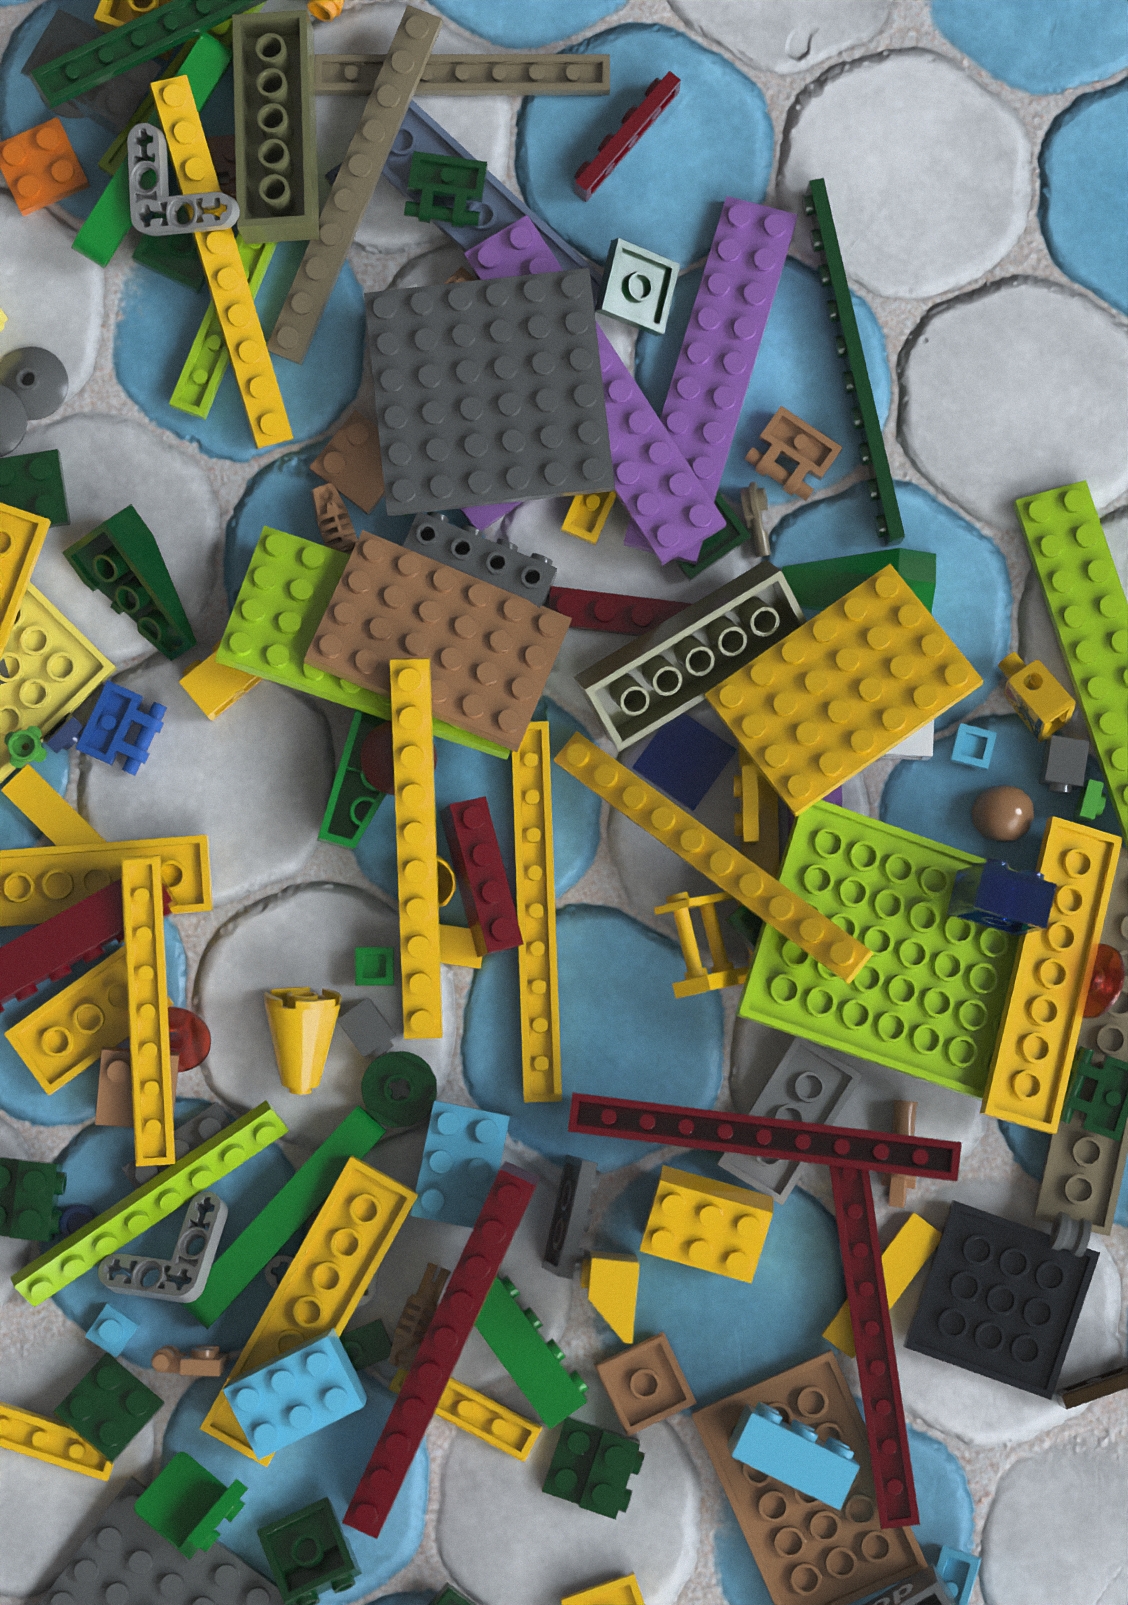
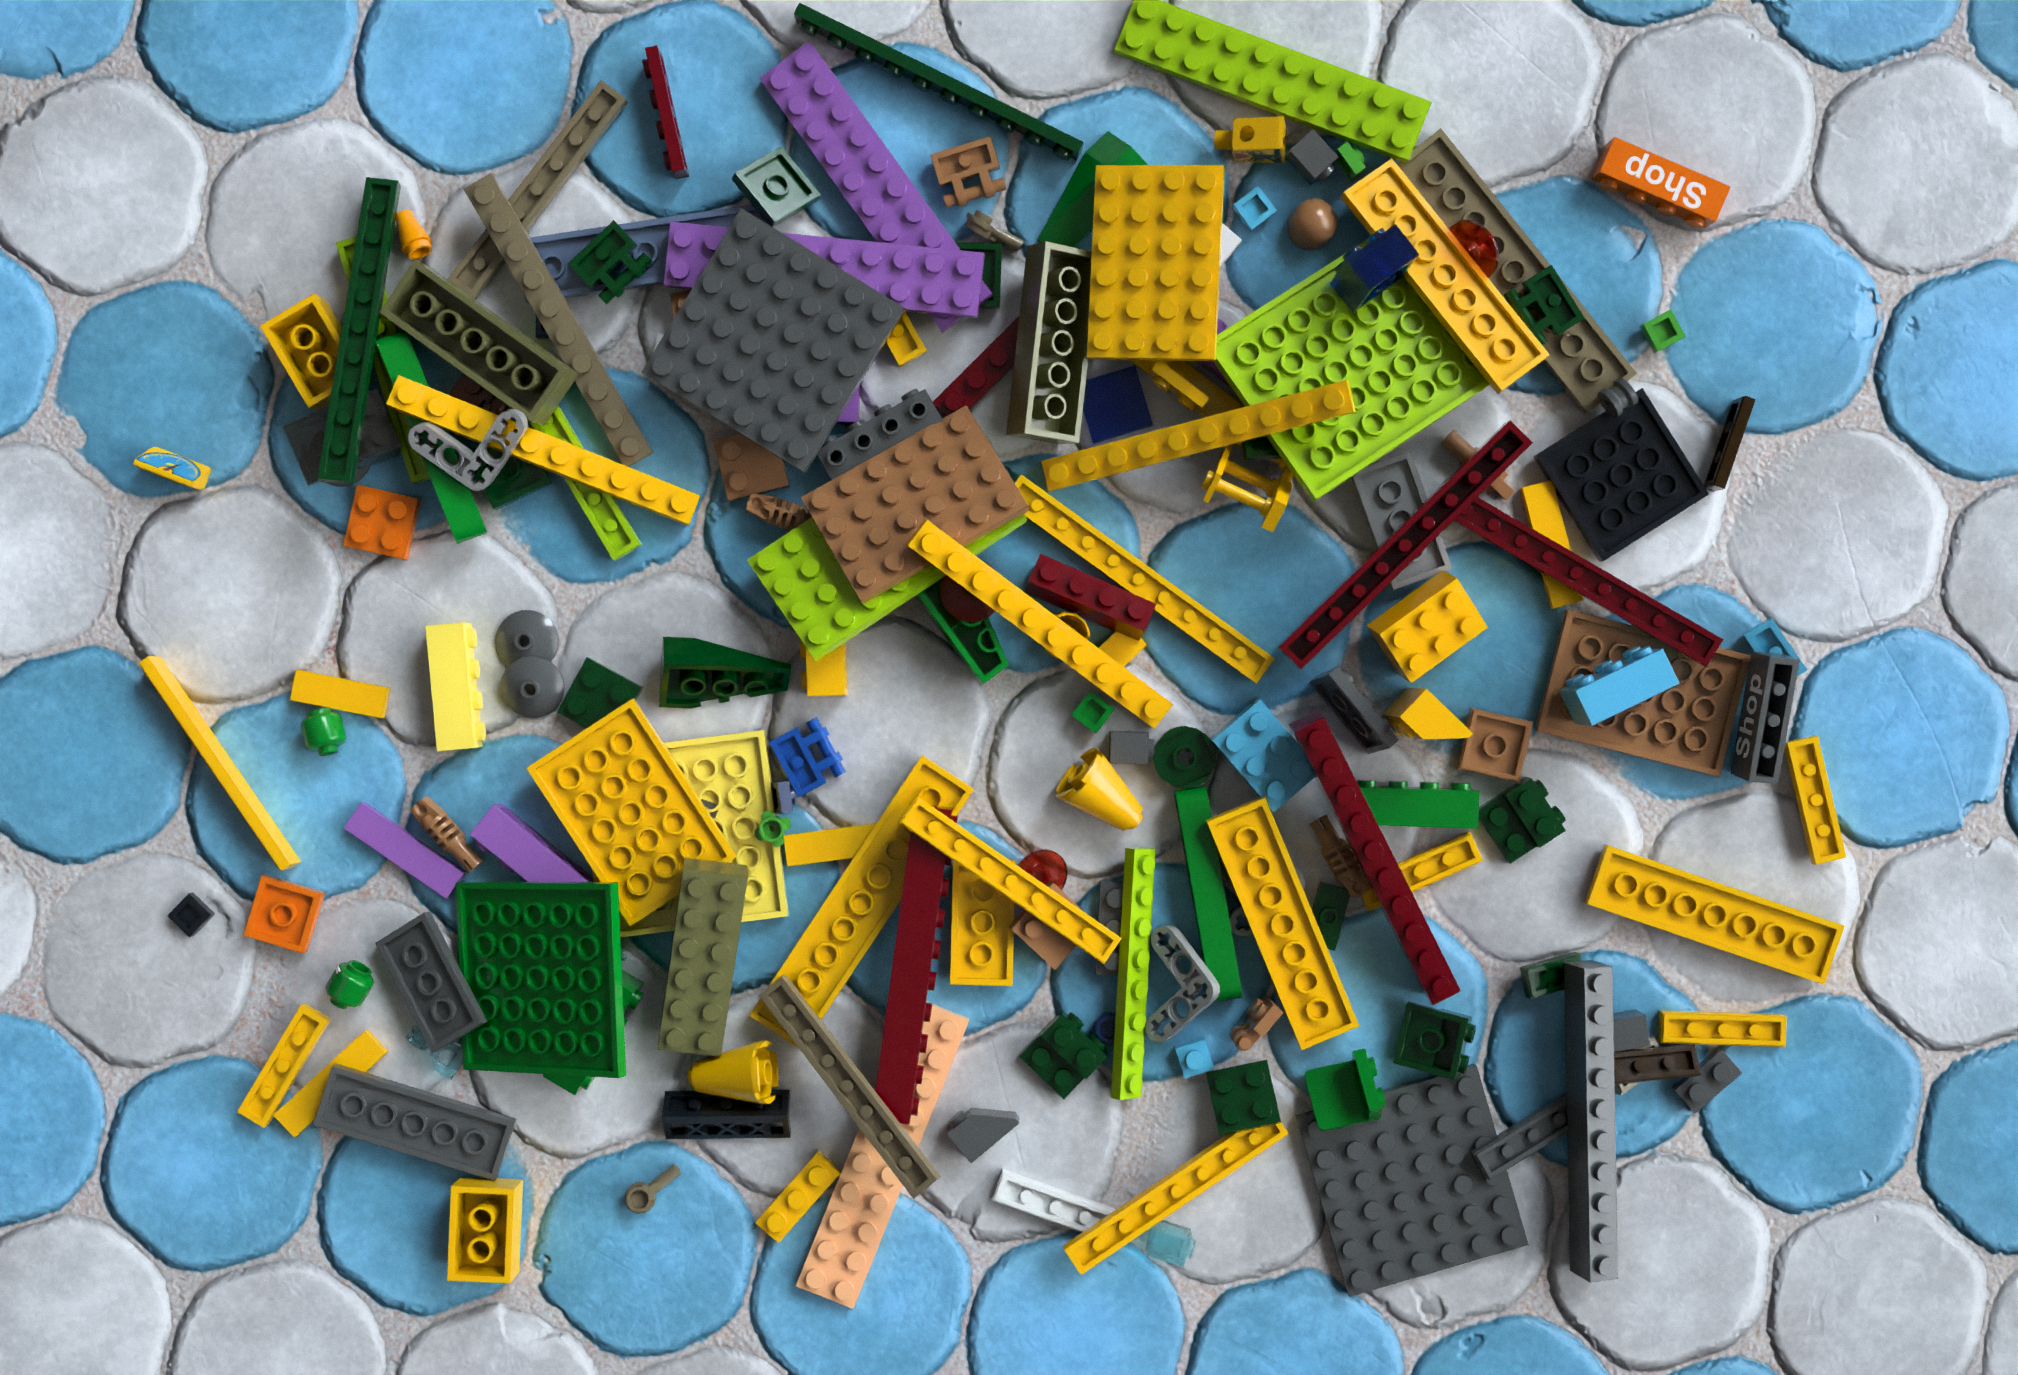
camera: 50 degrees left, 5 degrees up
(295, 1393) = (1330, 972): medium azure brick -> none

